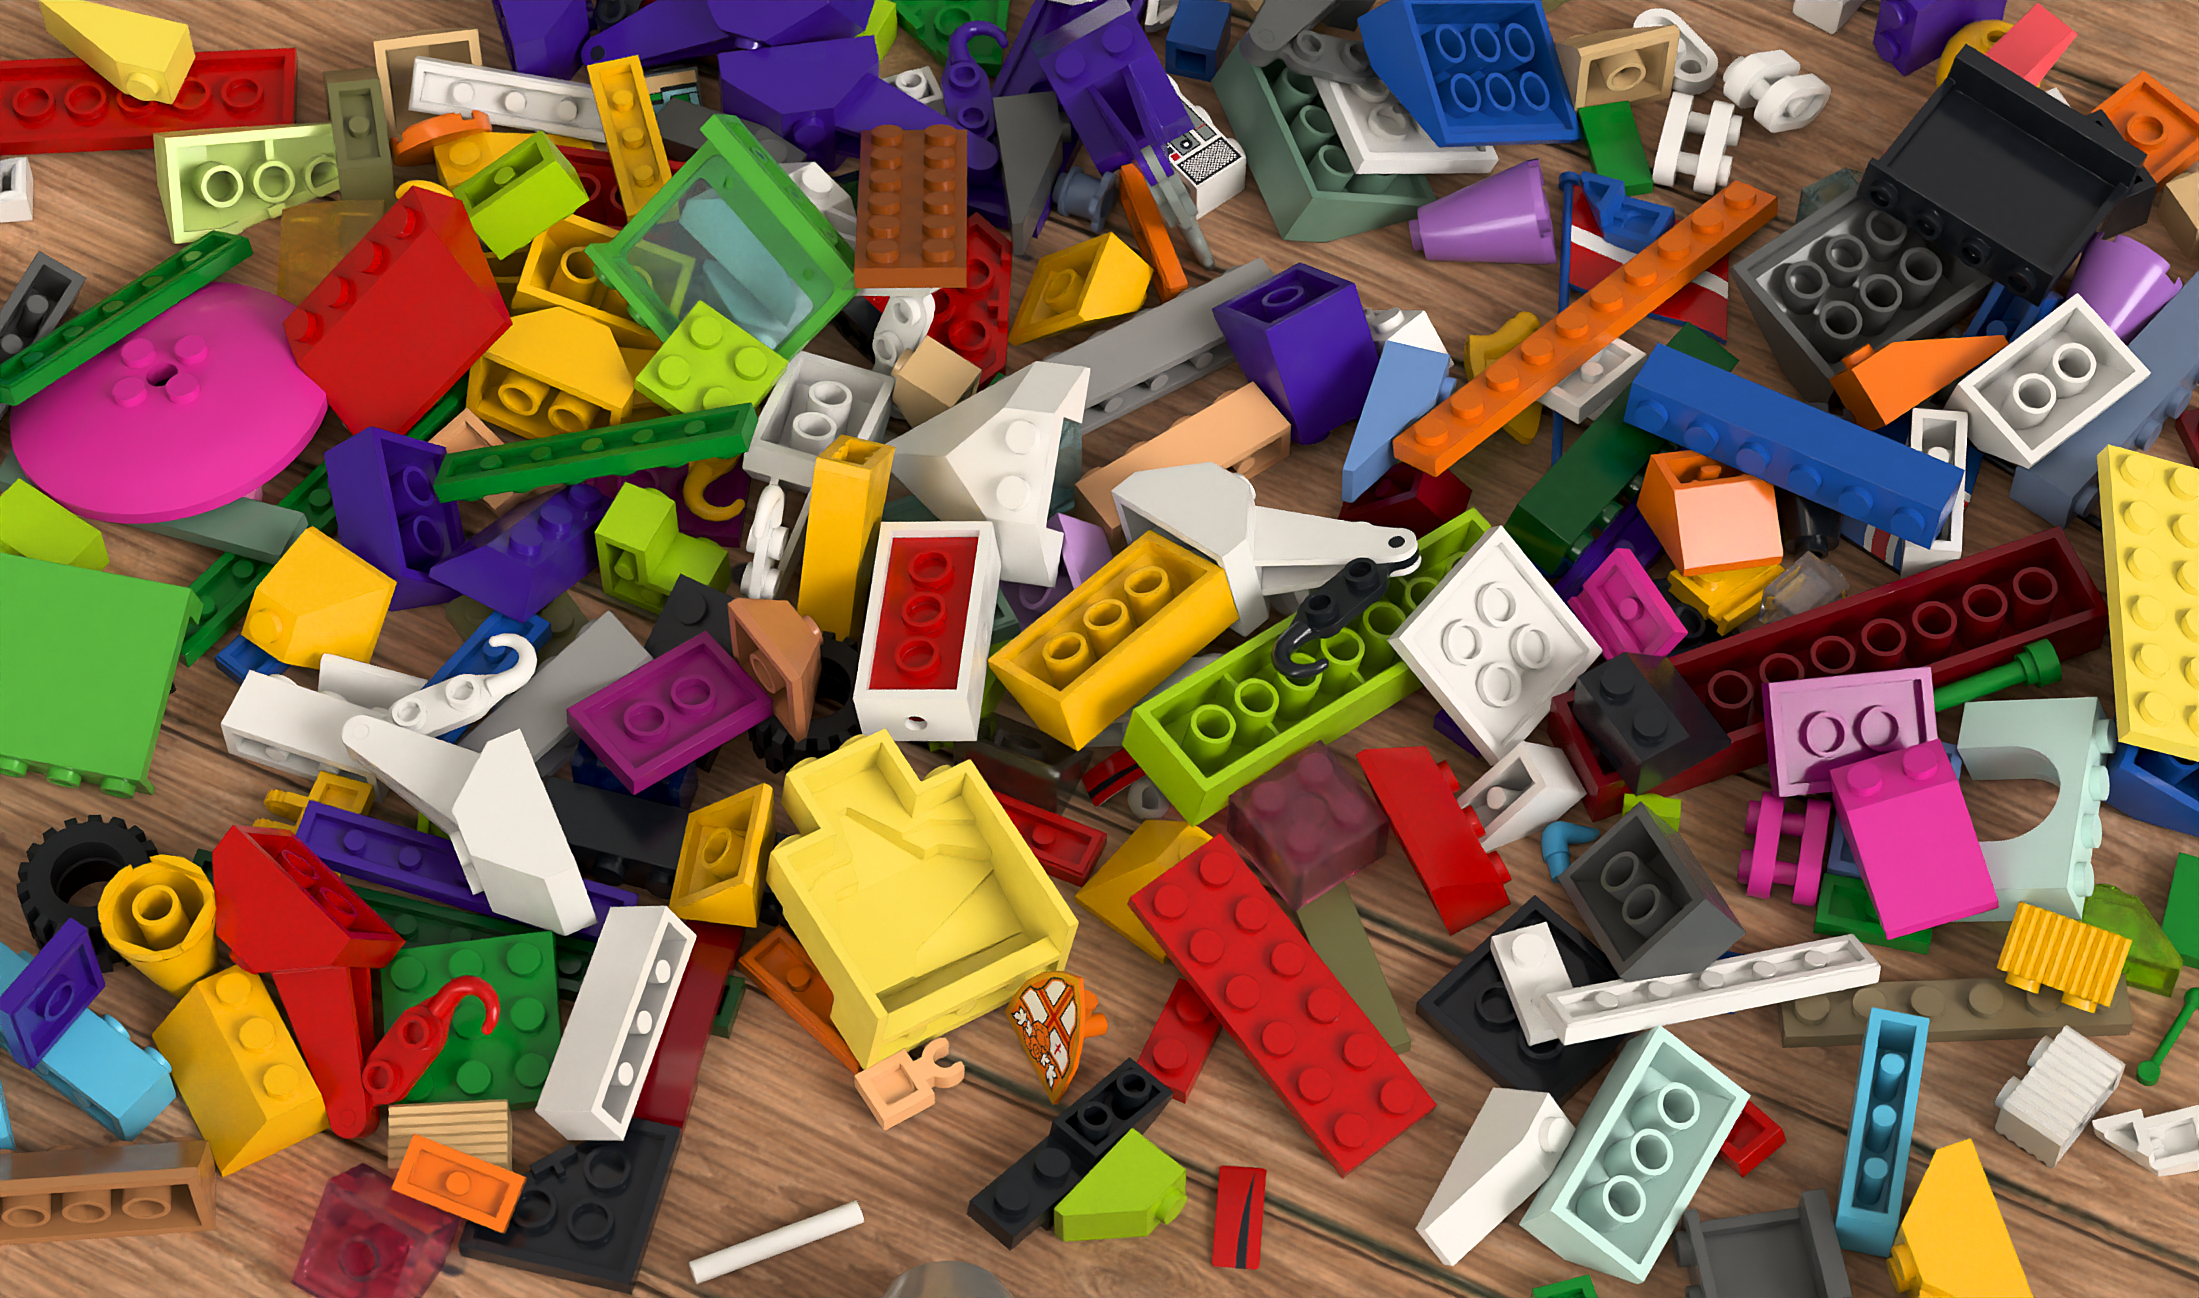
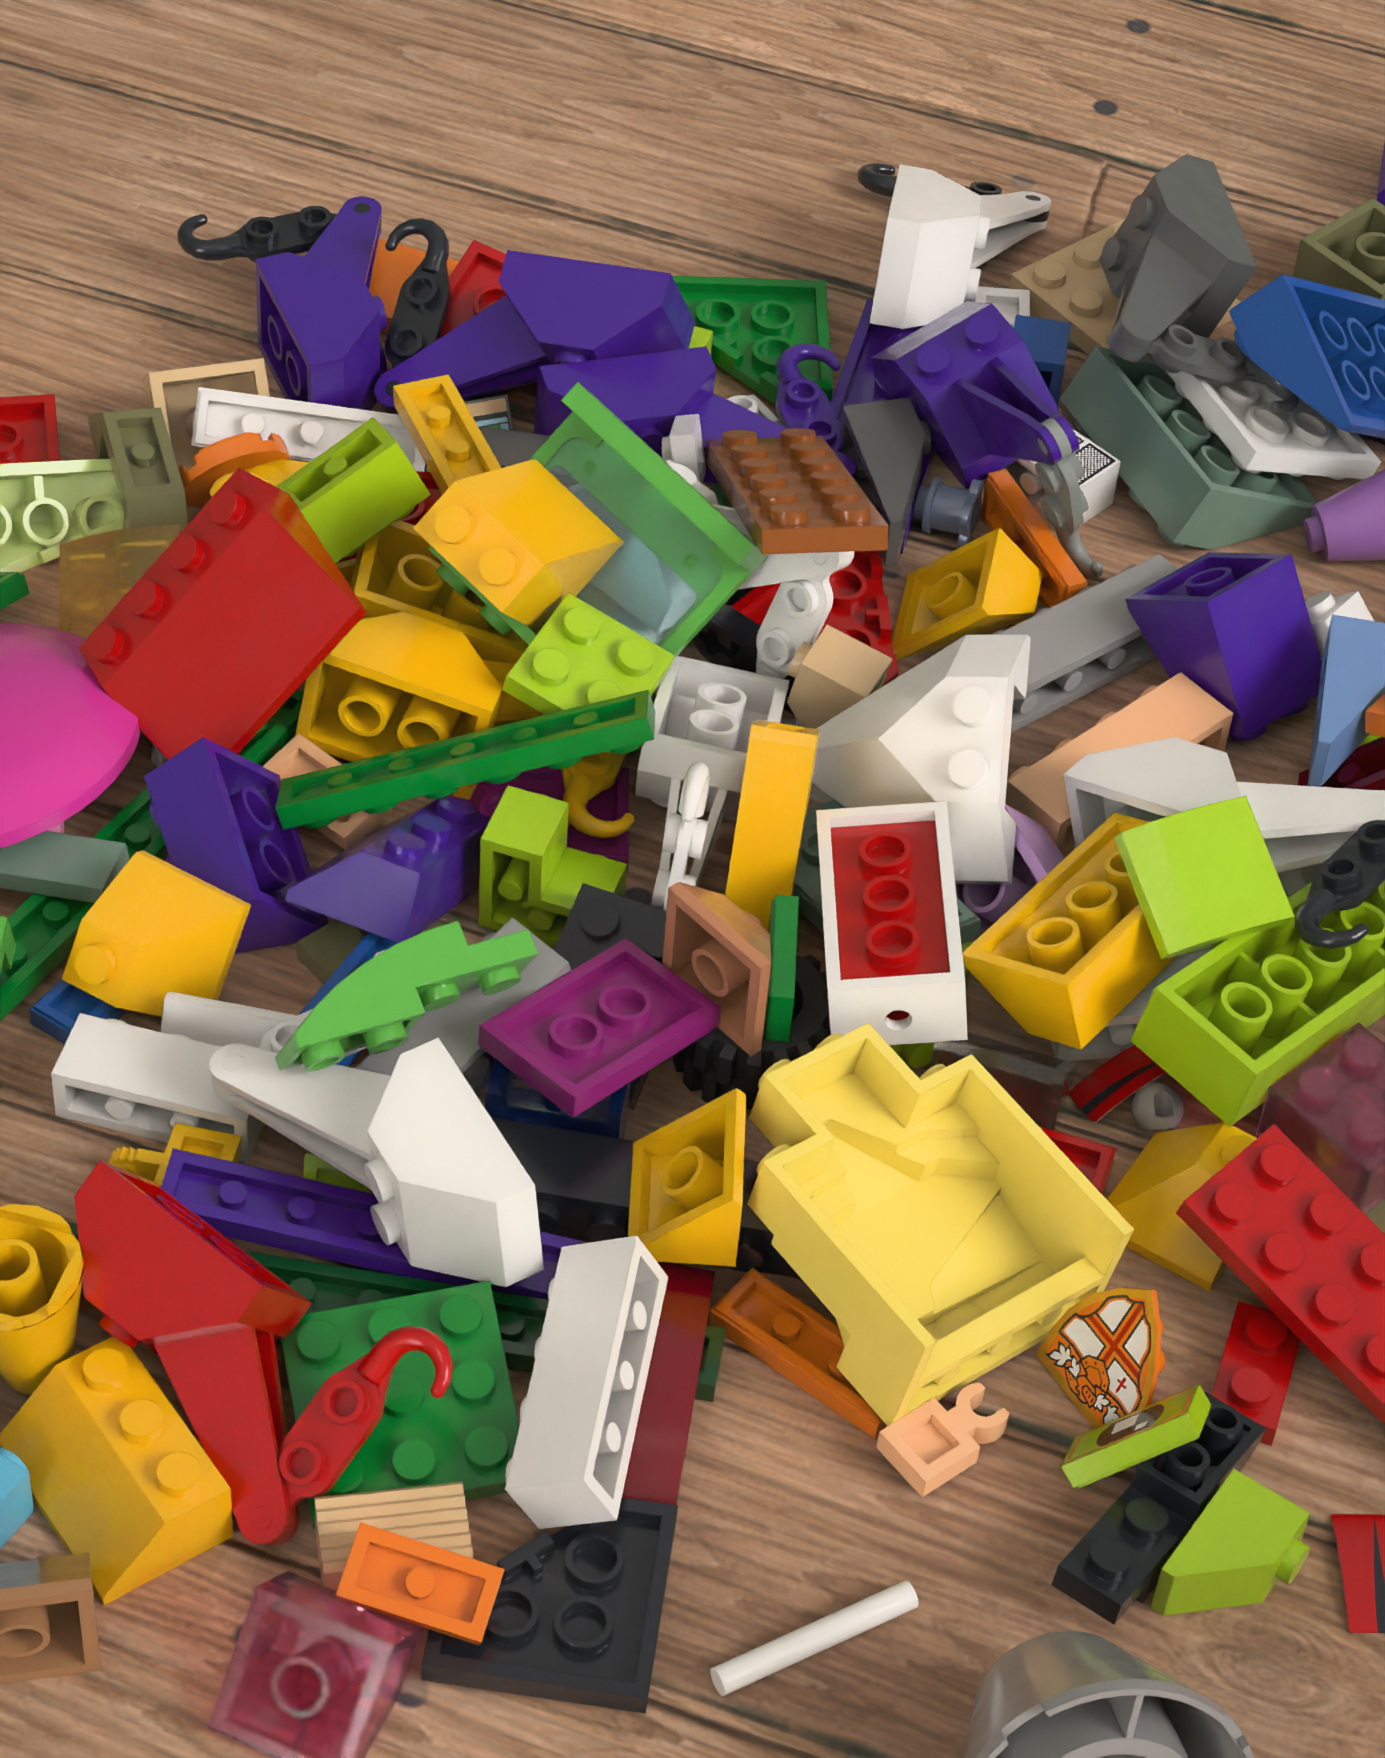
camera: 10 degrees left, 10 degrees down
(481, 686) = (397, 987): none -> bright green slope
(656, 253) = (519, 539): none -> yellow slope
(830, 666) = (781, 986): none -> green tile
(839, 145) = (686, 444): none -> white plate
(1059, 1095) = (1136, 1437): none -> lime tile
(1195, 607) = (1203, 877): none -> lime slope

